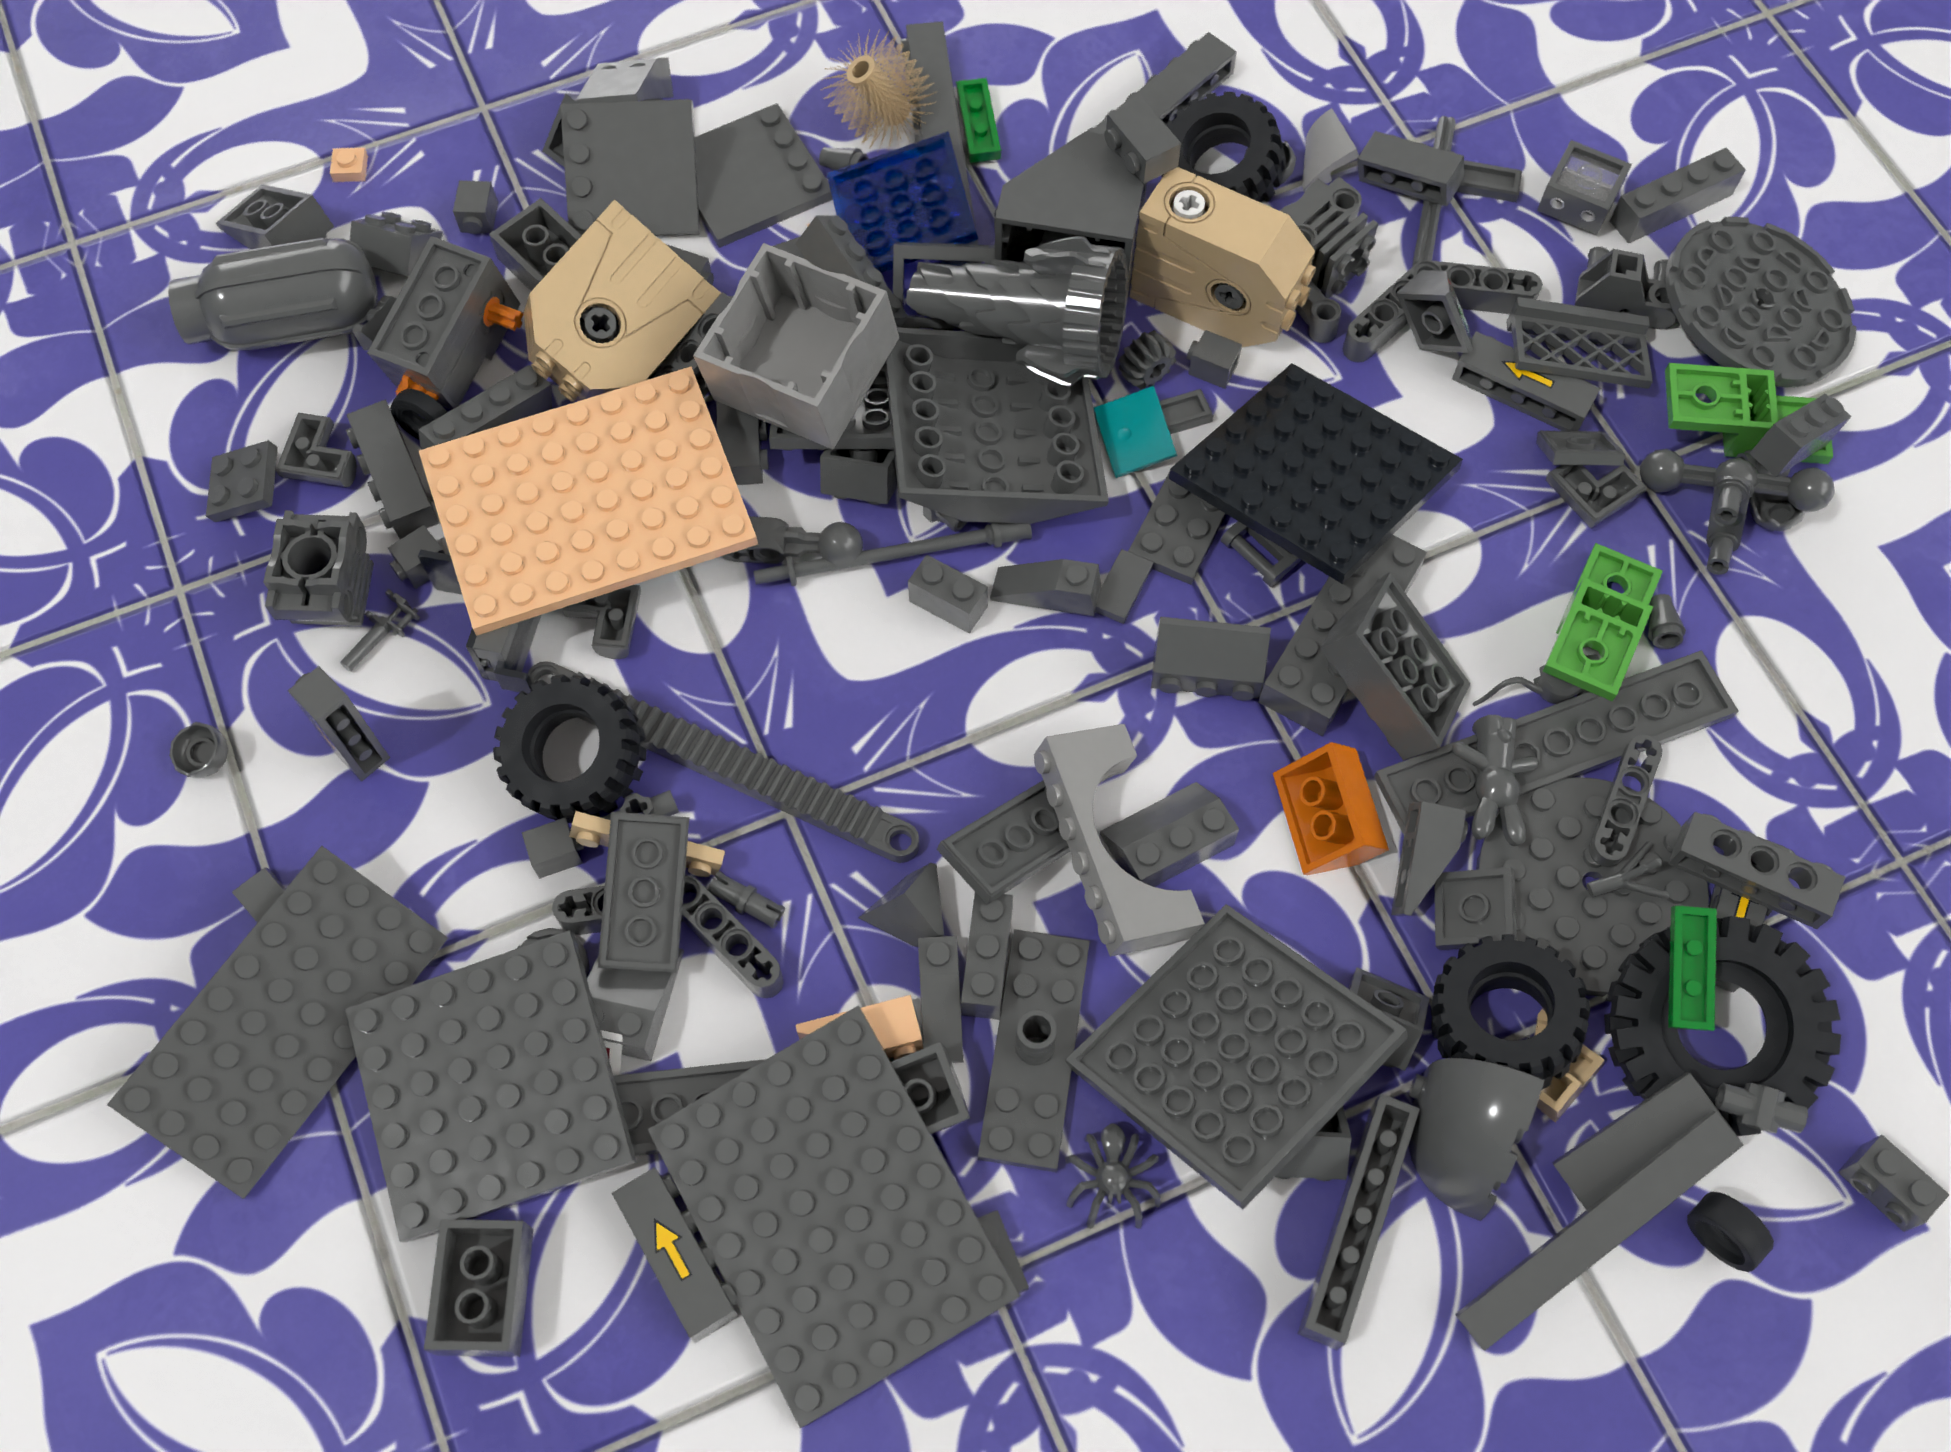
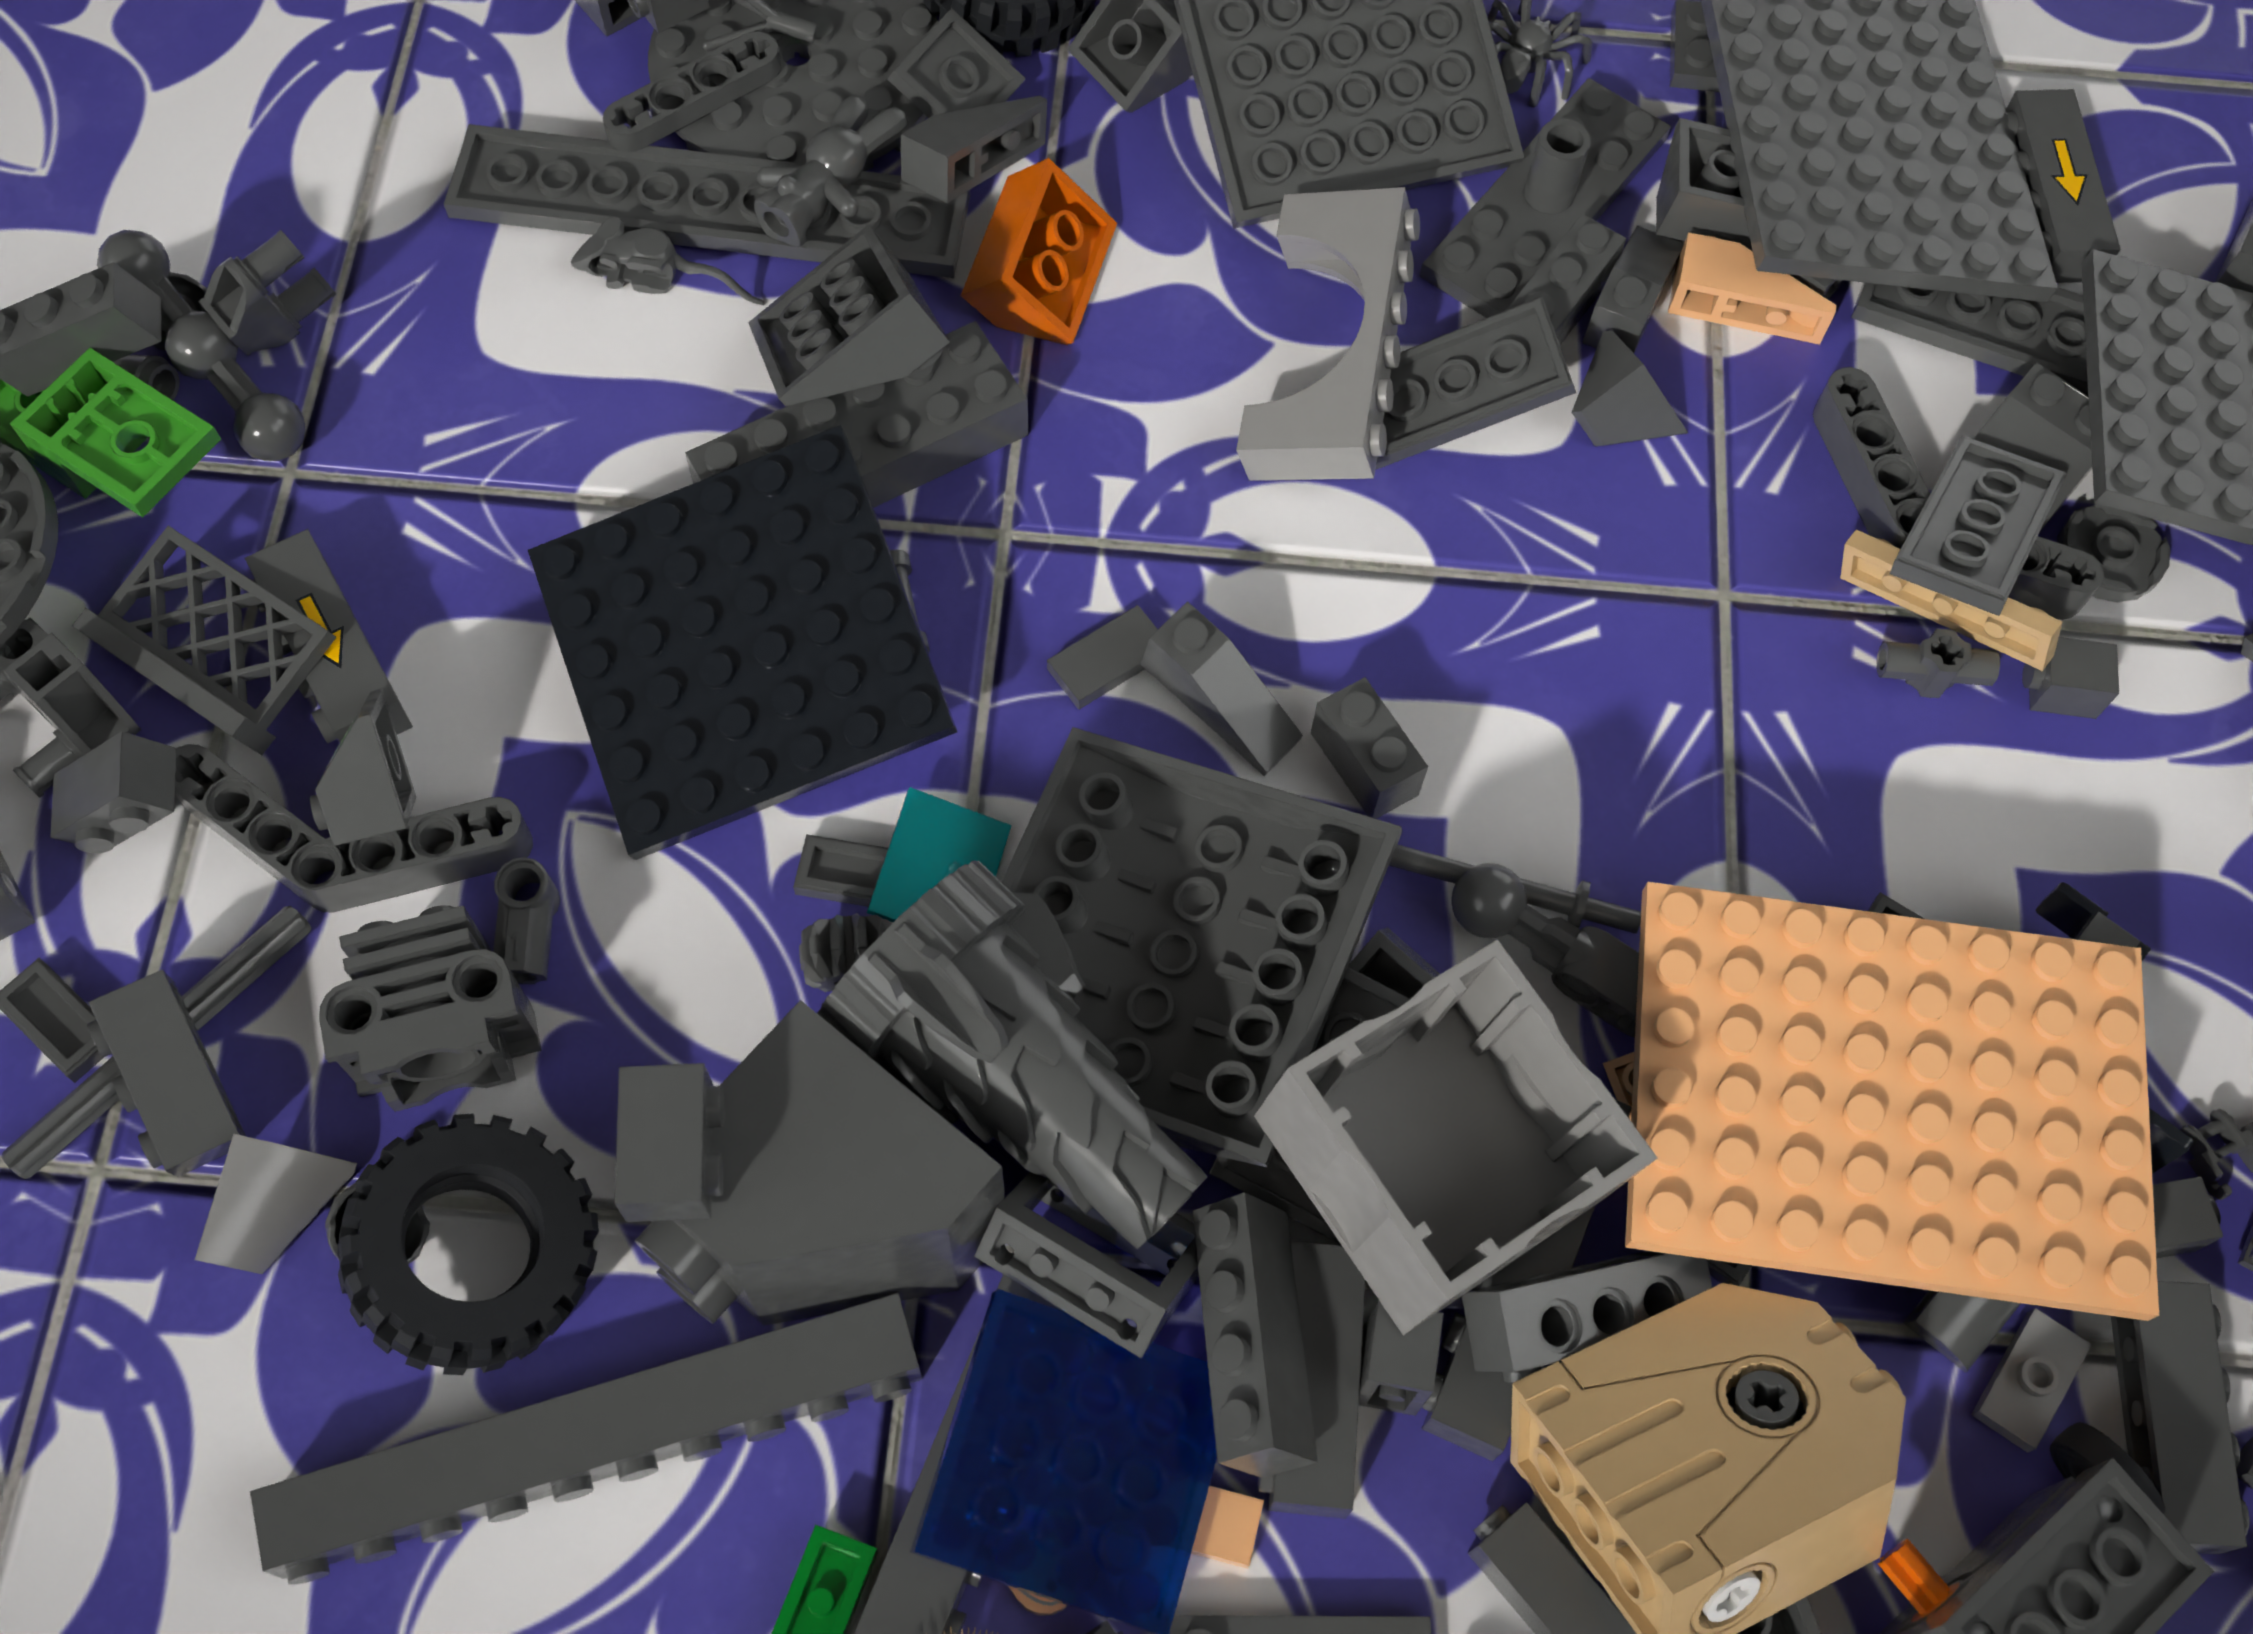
camera: 155 degrees left, 0 degrees up
(507, 401) = (2015, 1391): dark grey brick -> none
(533, 721) = (2055, 722): black tyre -> none
(746, 899) = (1827, 498): dark grey pin -> none
(761, 777) = (1800, 699): dark grey gear -> none
(1171, 835) = (1255, 320): dark grey slope -> none
(1177, 532) = (995, 693): dark grey plate -> none
(1210, 658) = (1067, 482): dark grey slope -> none
(1214, 358) = (740, 916): dark grey brick -> none
(1220, 260) = (626, 959): tan piece -> none
(1548, 255) = (113, 792): none -> dark grey brick
(1580, 448) = (350, 502): dark grey tile -> none
(1594, 498) = (389, 441): dark grey brick -> none
(1603, 622) = (538, 263): bright green bracket -> none
(1664, 623) = (452, 261): dark grey cone -> none

